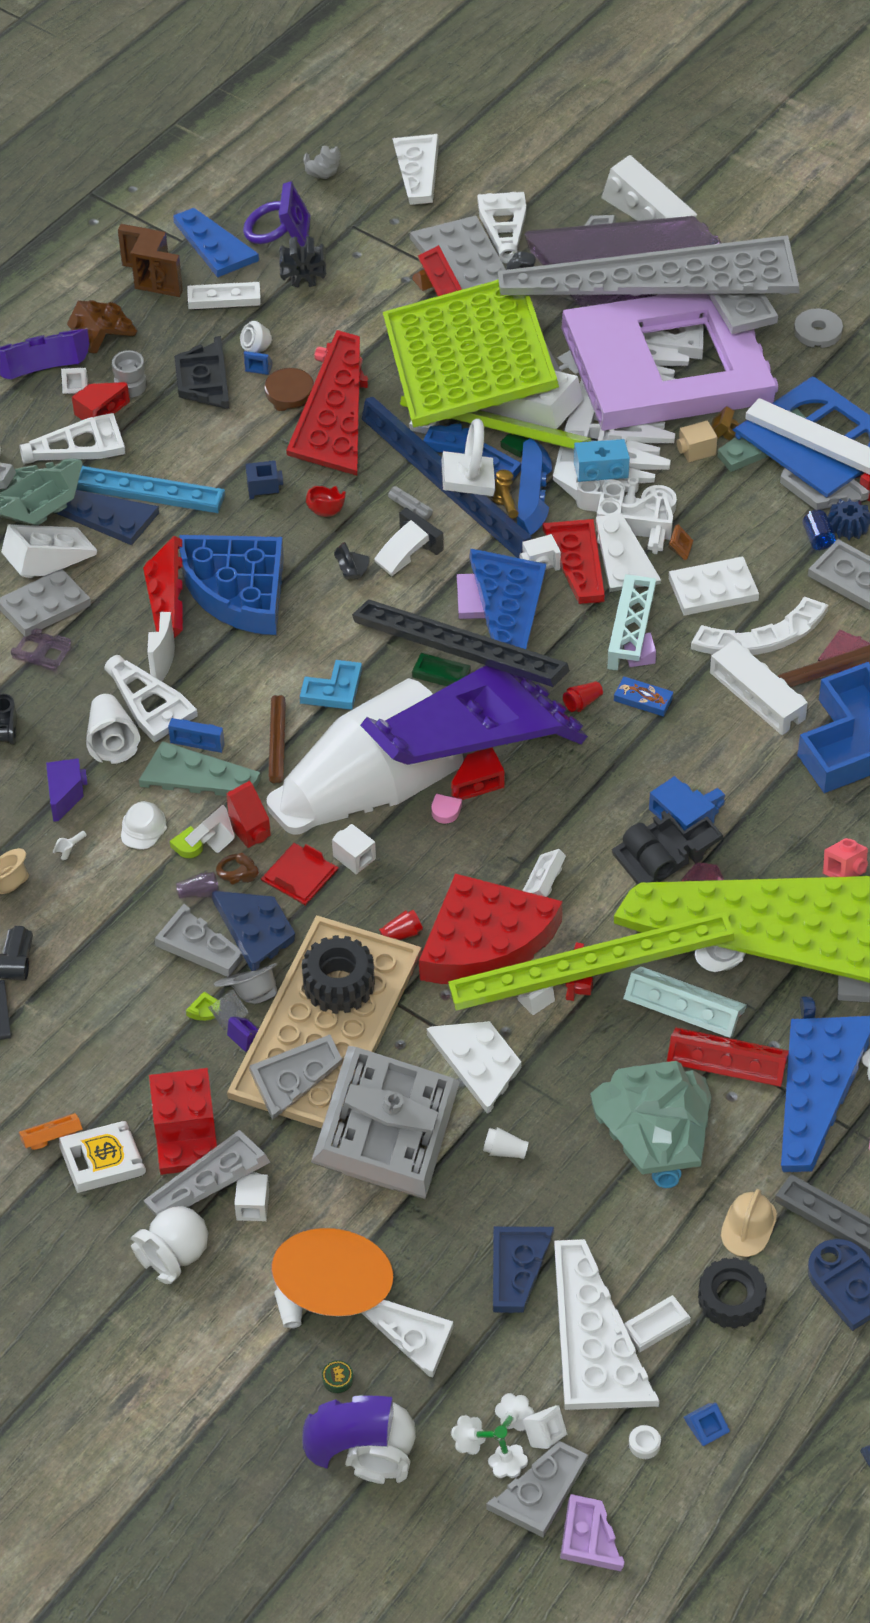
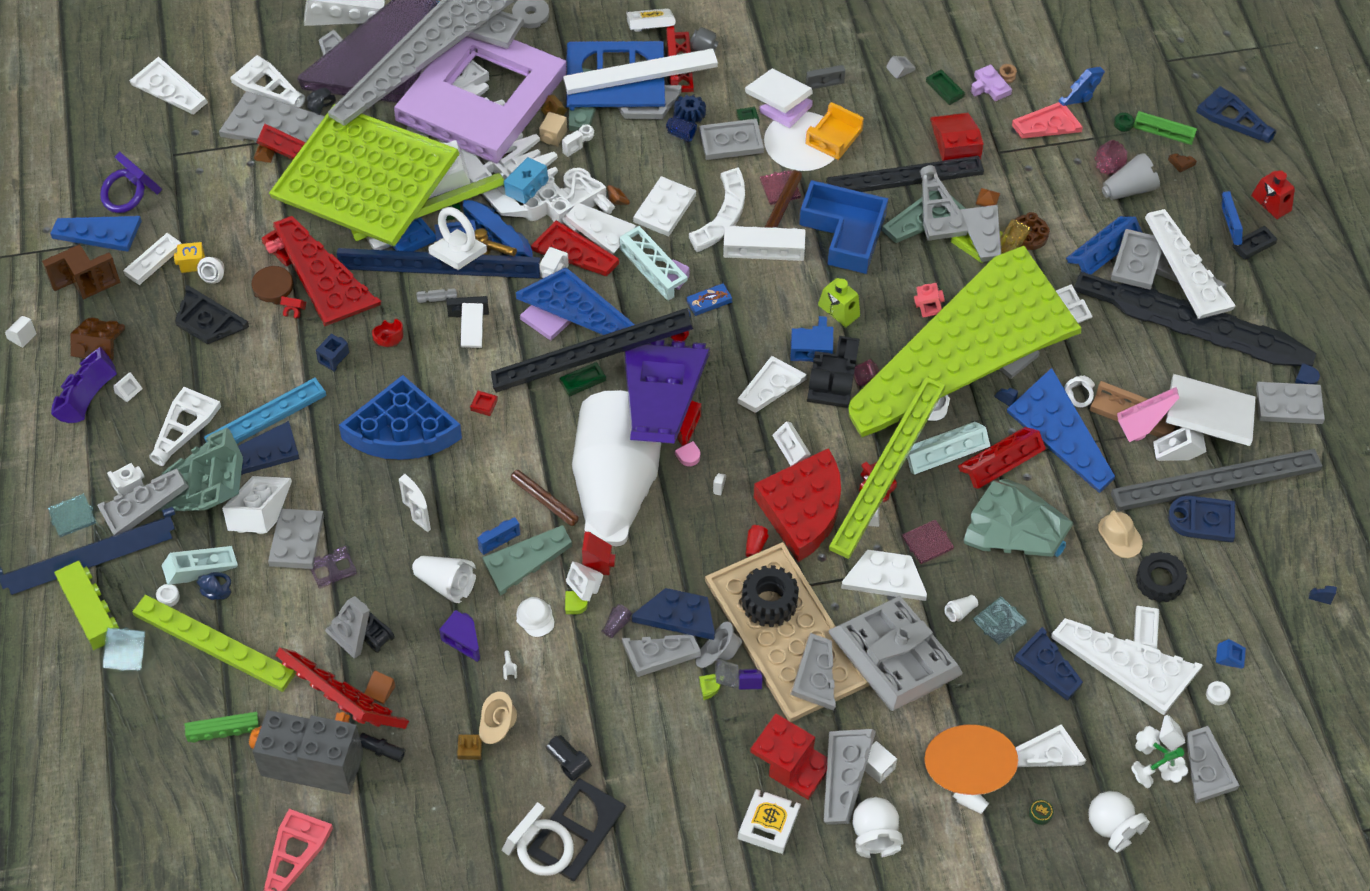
camera: 50 degrees left, 5 degrees up
(38, 1136) = (724, 834): orange plate -> none
(53, 275) = (21, 331): none -> white brick
(100, 399) = (163, 387): red slope -> none
(130, 368) = (162, 354): light grey wheel -> none
(155, 722) = (465, 545): white plate -> none
(164, 585) = (360, 463): red wing -> none
(246, 872) = (633, 587): reddish brown piece -> none
(252, 310) = (189, 256): none -> yellow brick
(257, 362) = (231, 284): blue slope -> none
(281, 417) = (292, 304): none -> red tile
(300, 873) = (657, 562): red piece -> none
(302, 261) = (182, 198): black gear -> none
(324, 164) = (106, 127): light grey hair -> none
(332, 622) = (484, 403): none -> red tile
(338, 691) = (542, 439): dark azure plate -> none
(347, 1425) = (1097, 834): dark purple brick -> none
(351, 563) = (451, 358): black piece -> none
(353, 848) = (673, 521): white brick -> none
(437, 853) = (718, 483): none -> white tile
(529, 1190) = (999, 620): none -> clear light blue piece
(558, 1066) = (928, 541): none -> clear pink piece
(588, 1535) = (1256, 765): lavender wing -> none
(594, 810) = (770, 383): none -> white wing
(701, 466) = (574, 141): none -> white plate
(756, 783) = (840, 302): none -> lime torso

